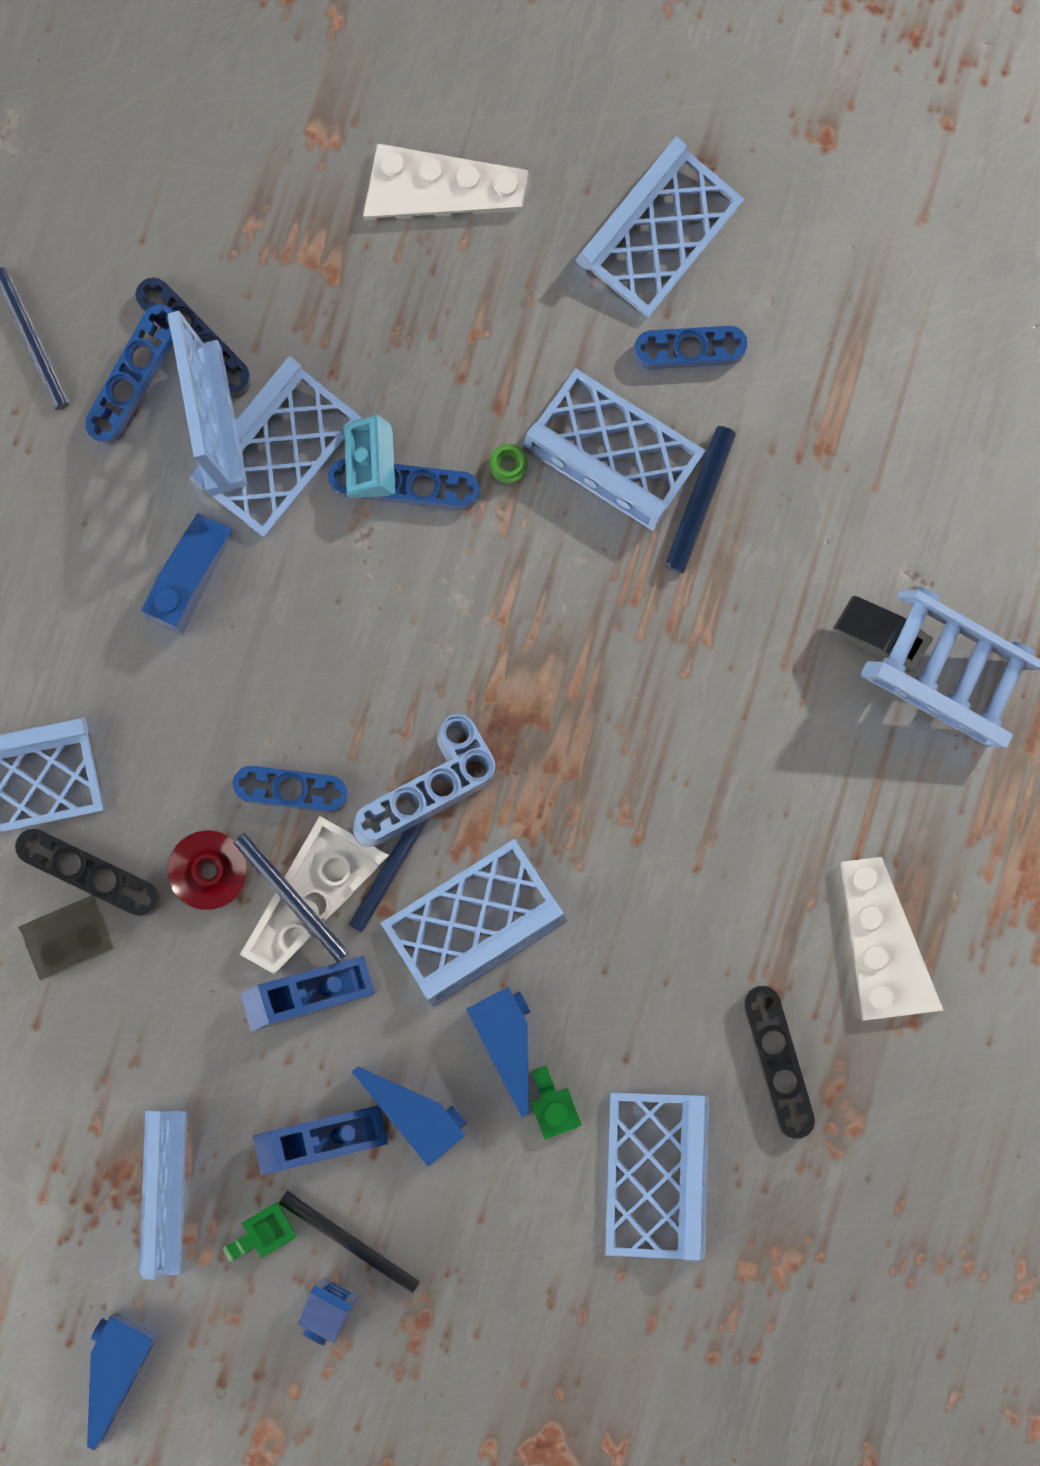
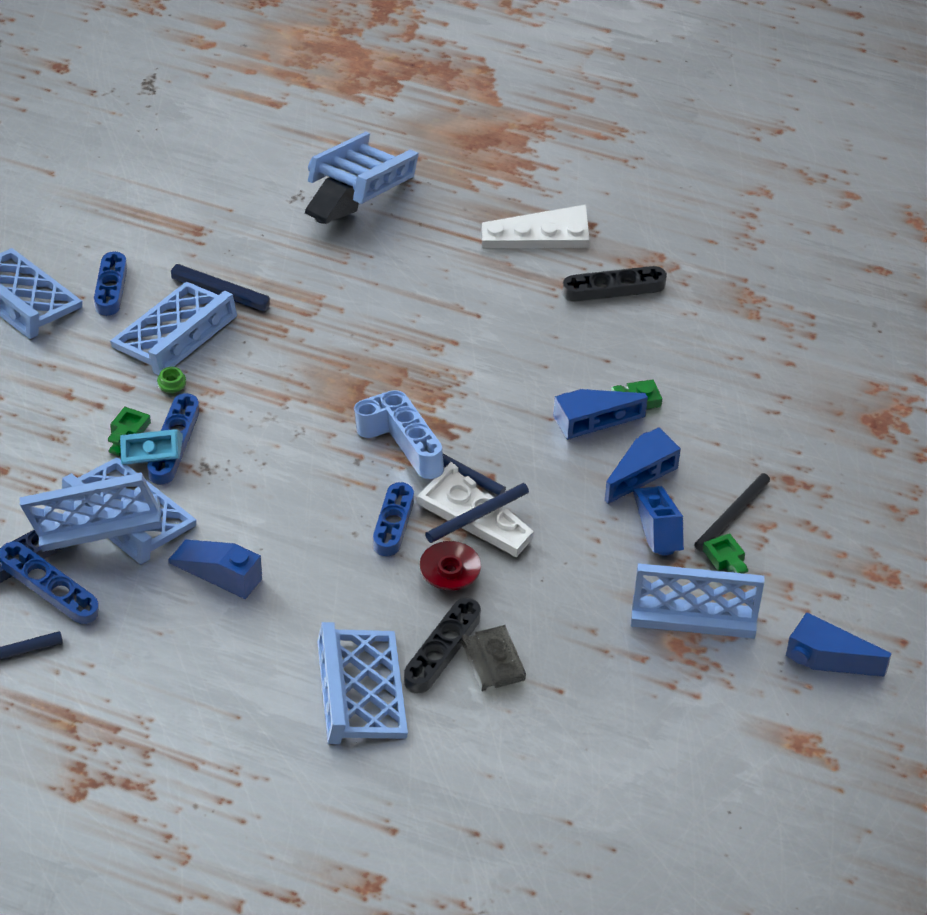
camera: 90 degrees left, 35 degrees down
(306, 993) = (551, 519): blue slope -> none
(326, 1311) = (783, 505): blue slope -> none
(414, 422) = (127, 422): none -> green plate
(491, 951) = (522, 407): light blue fence -> none
(692, 1176) = (690, 326): light blue fence -> none

